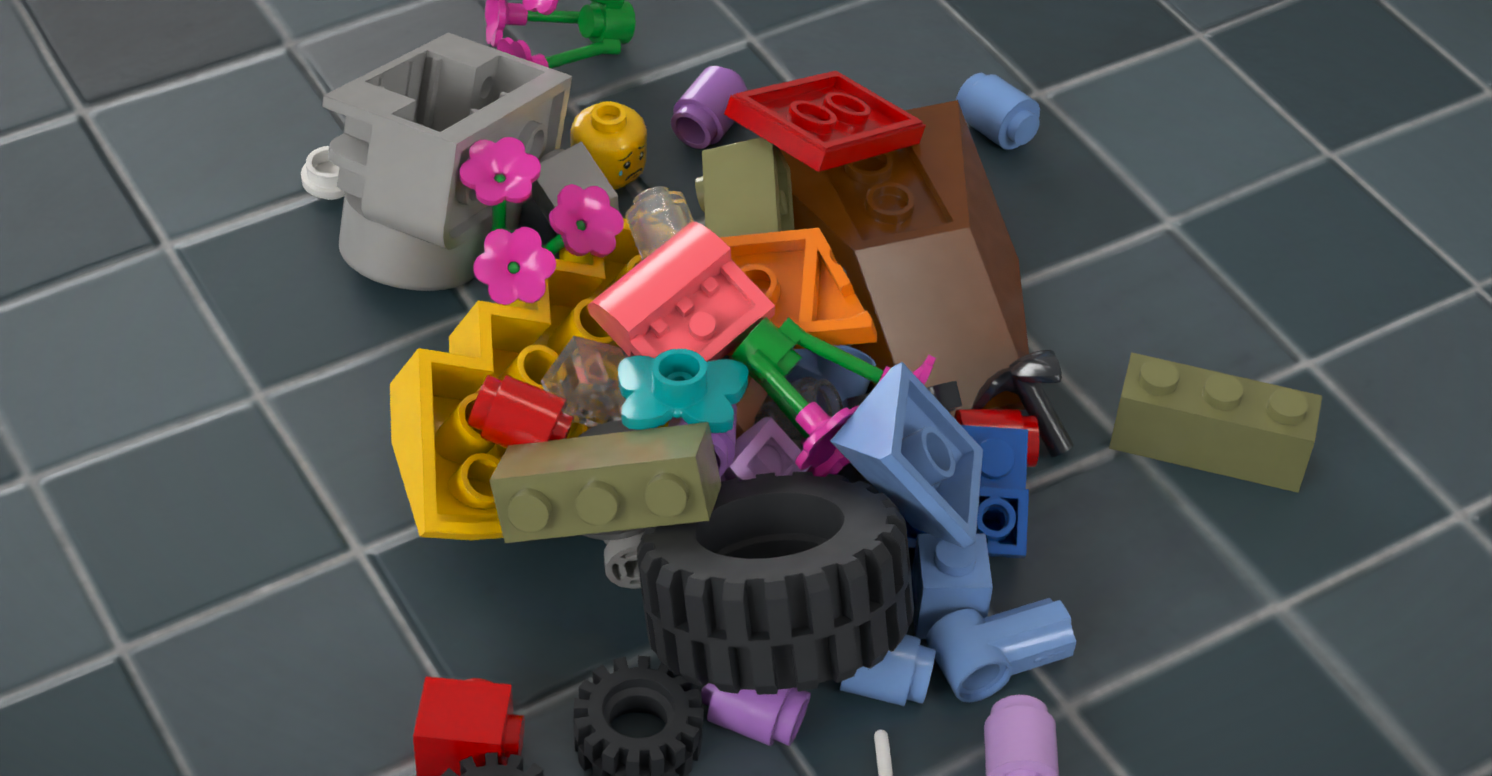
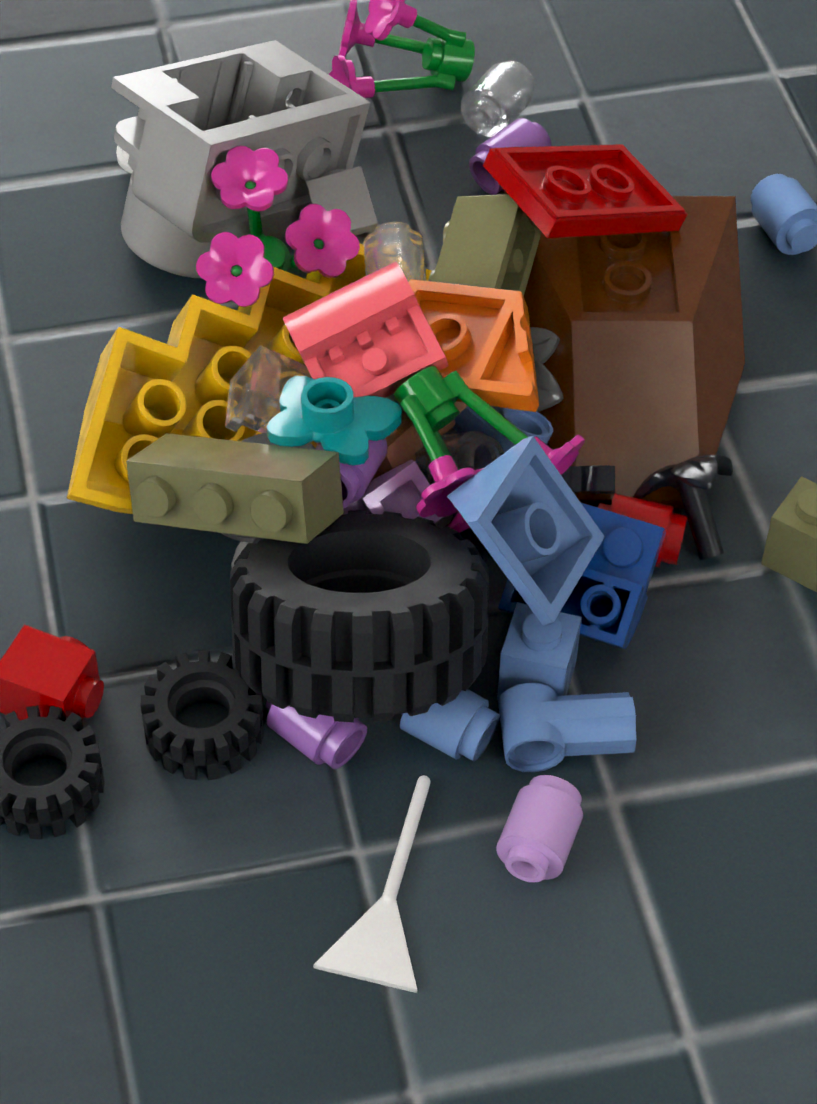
camera: 20 degrees right, 5 degrees up
(518, 413) = (186, 405): red brick -> none
(614, 139) = (398, 173): yellow head -> none
(673, 53) = (498, 97): none -> clear brick

